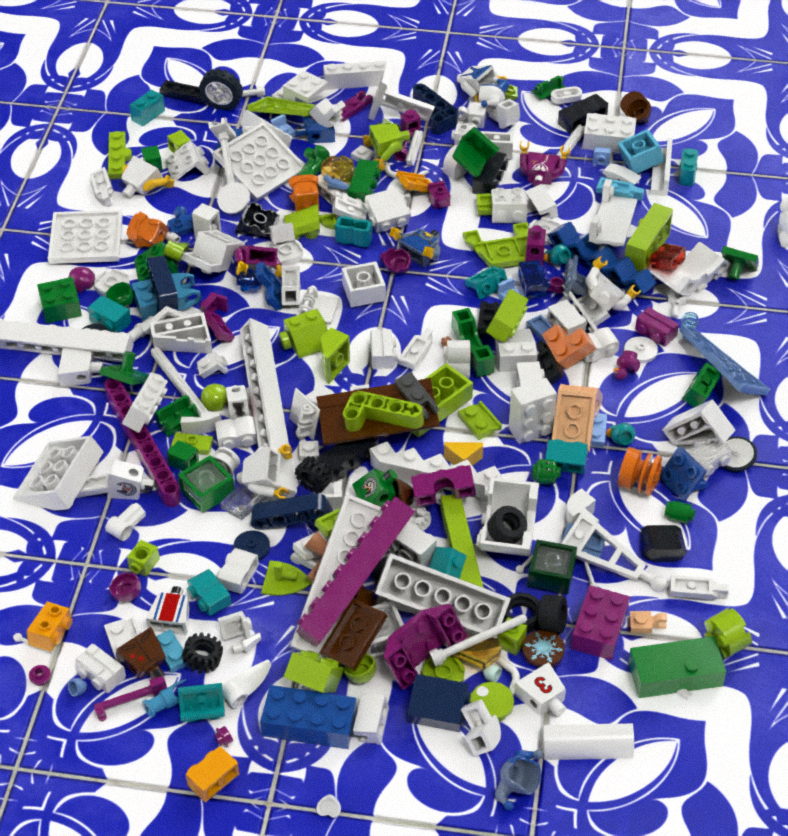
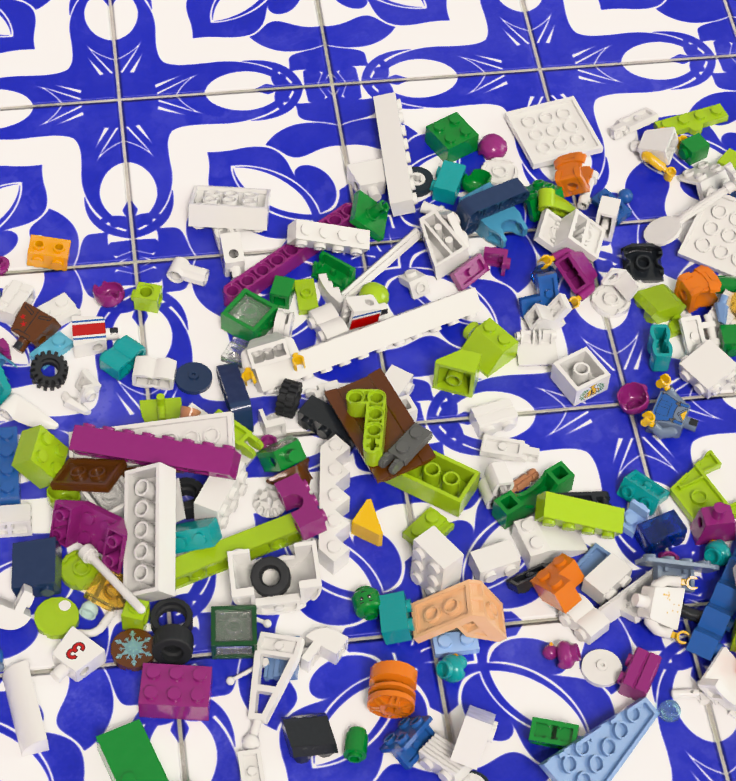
camera: 70 degrees right, 5 degrees up
(304, 415) = (359, 369): white hinge -> none
(643, 621) = (194, 736): light nougat plate -> none

